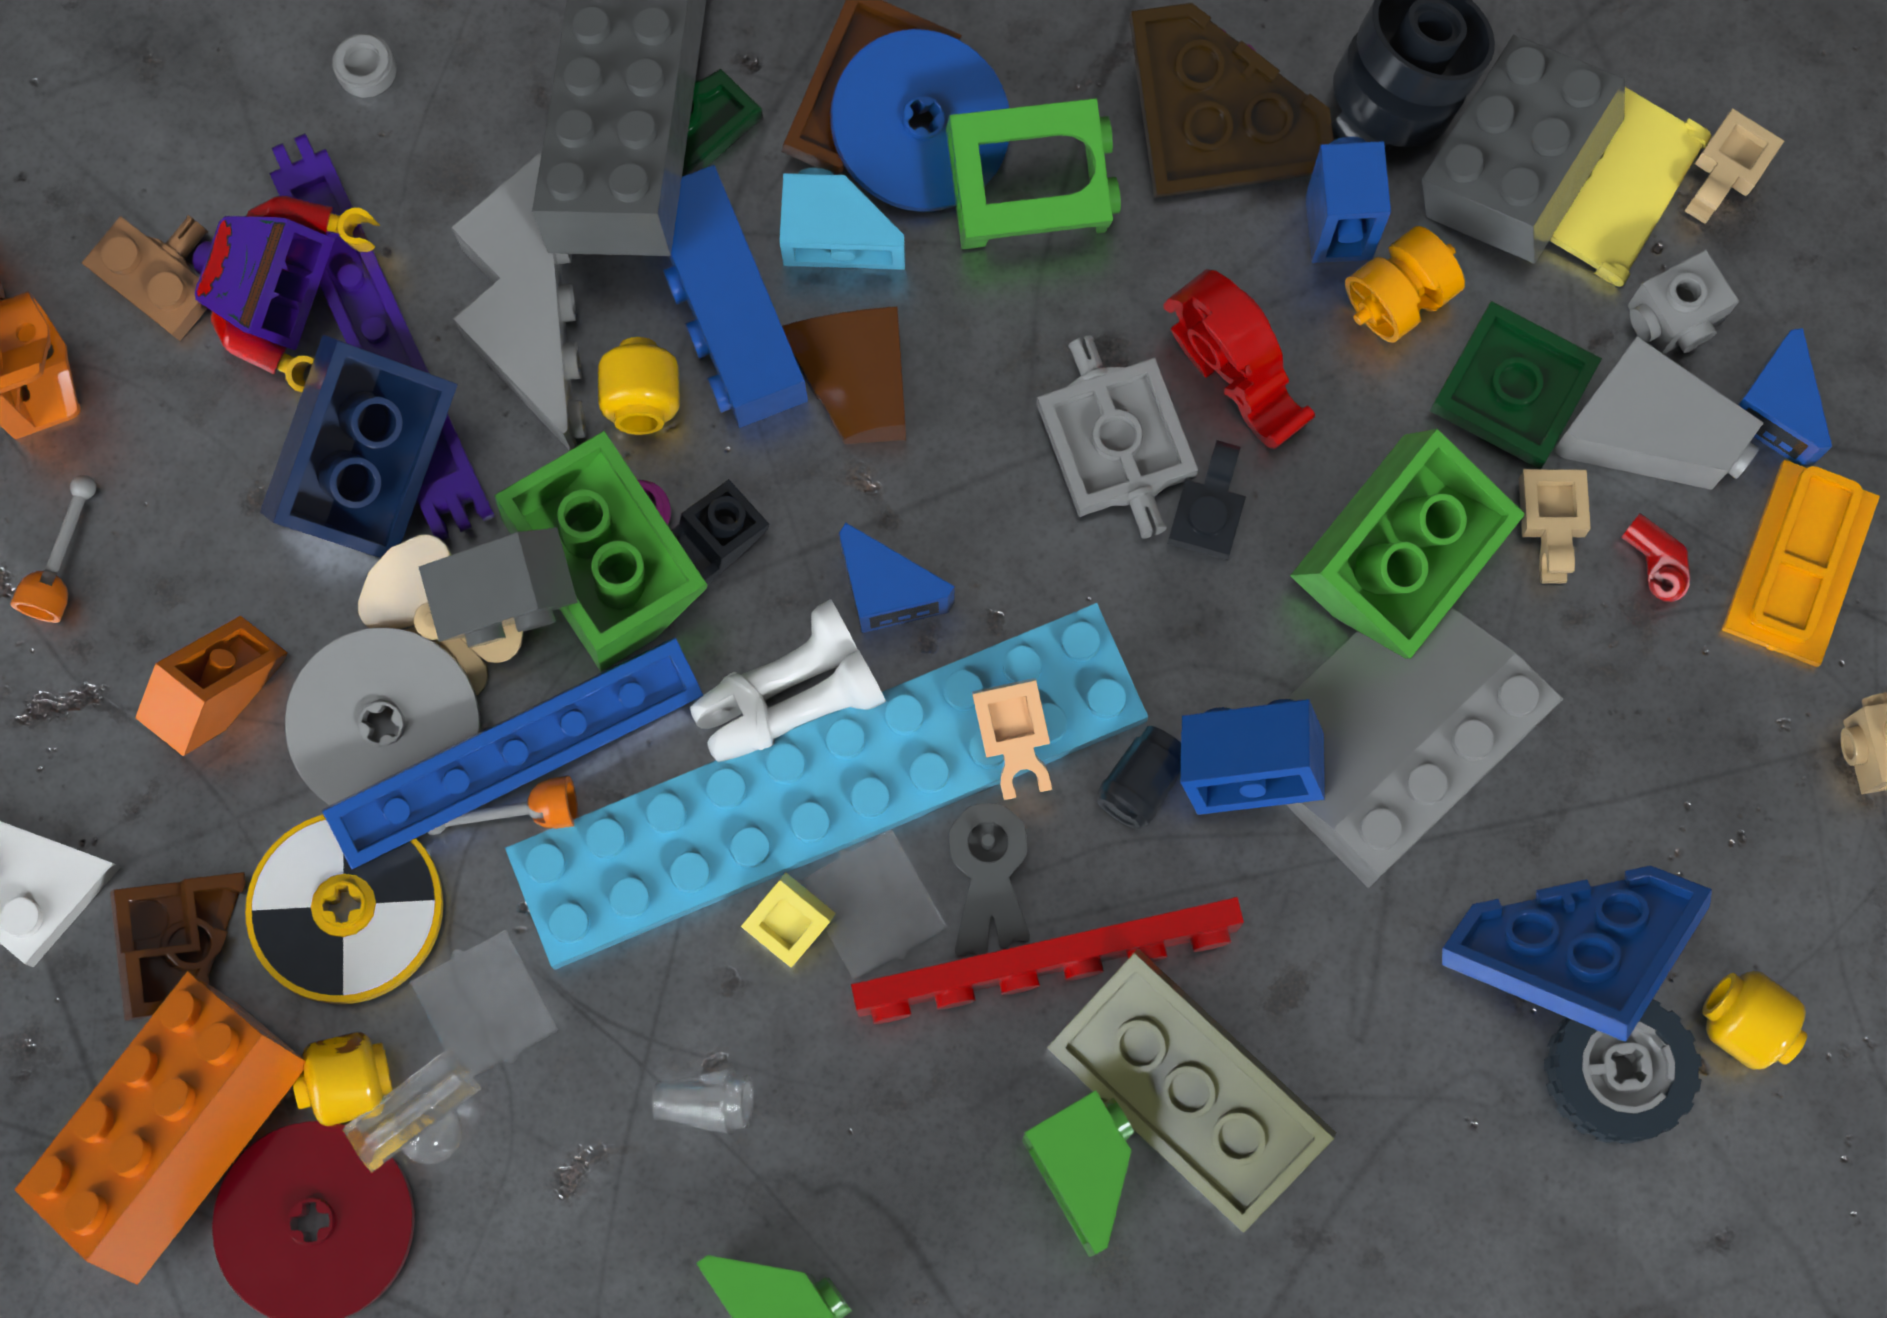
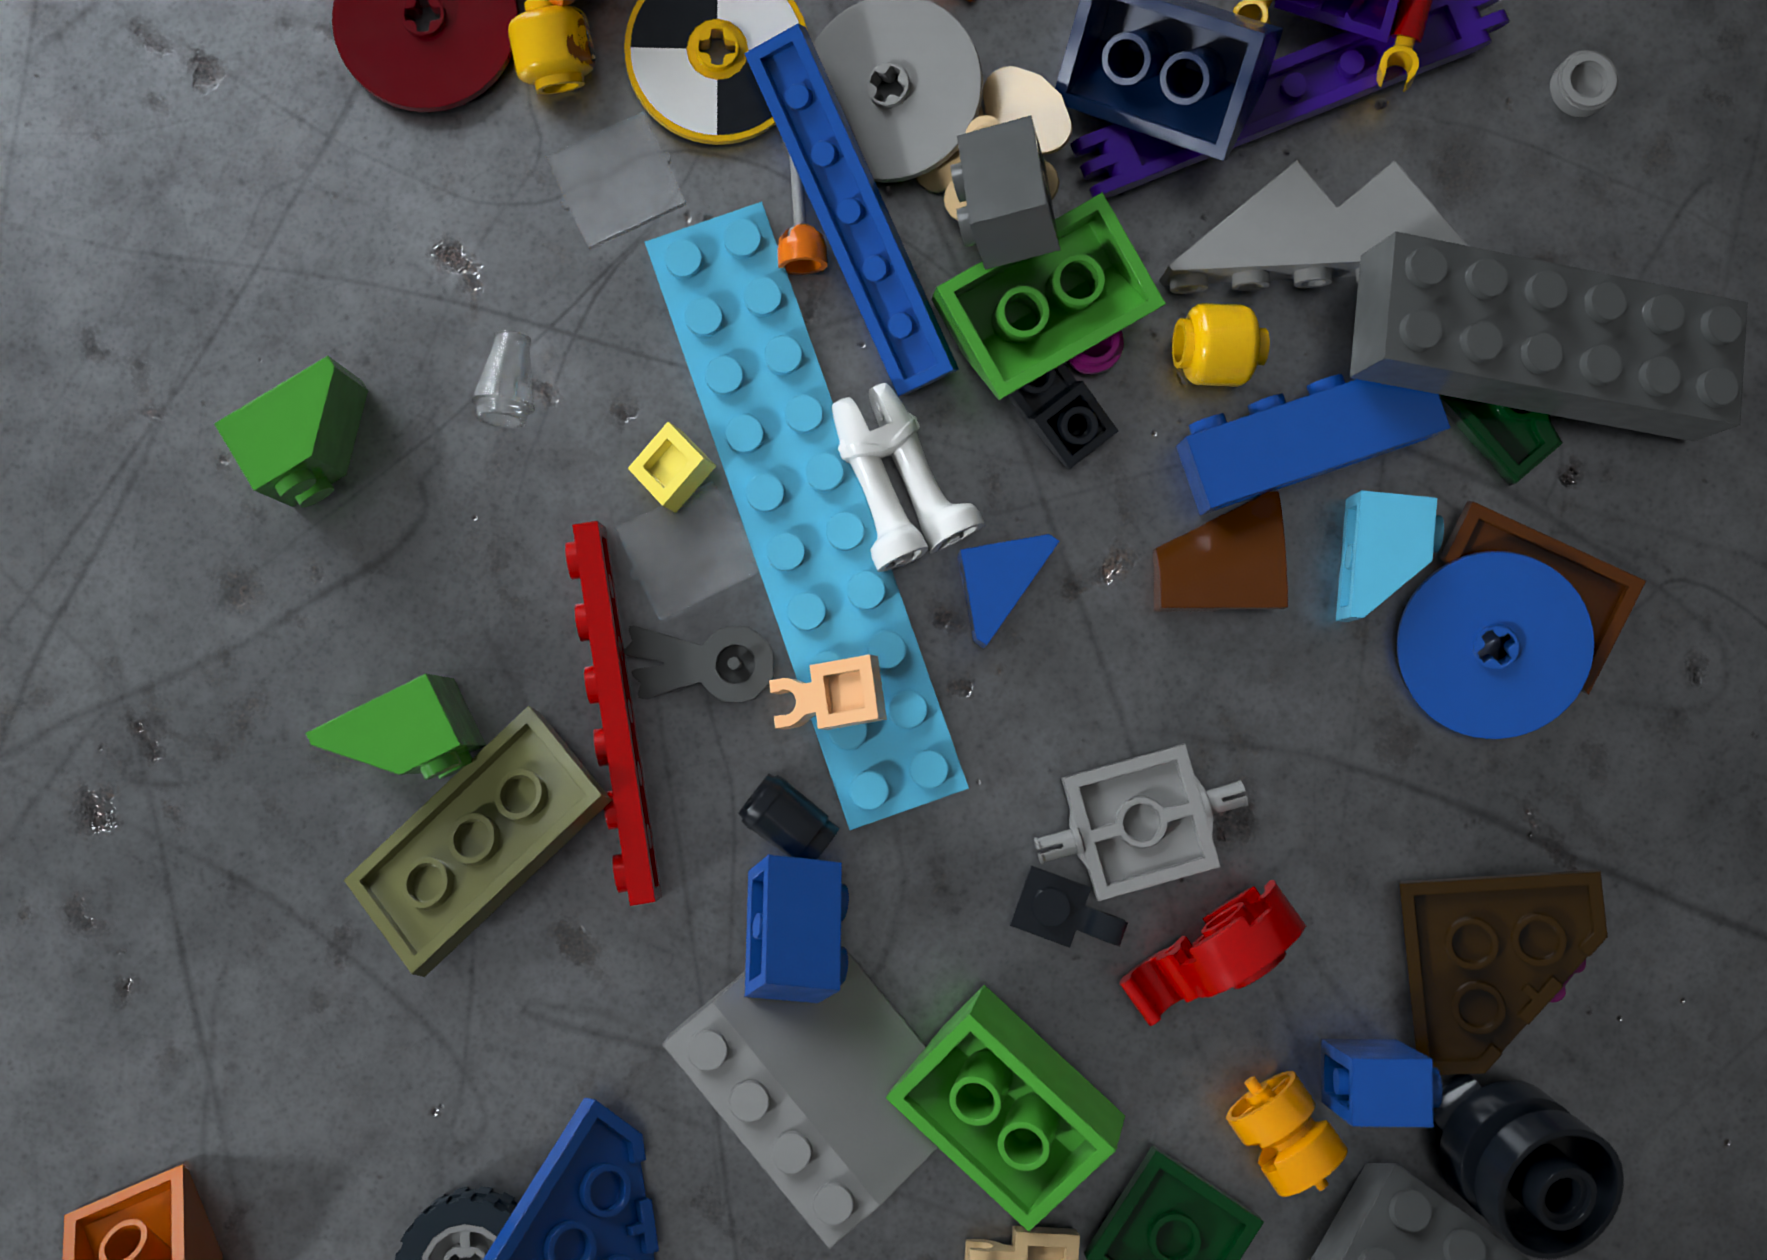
camera: 85 degrees right, 10 degrees up
(416, 1115) = (509, 110): clear tile -> none
(1083, 209) = (1481, 794): bright green panel -> none

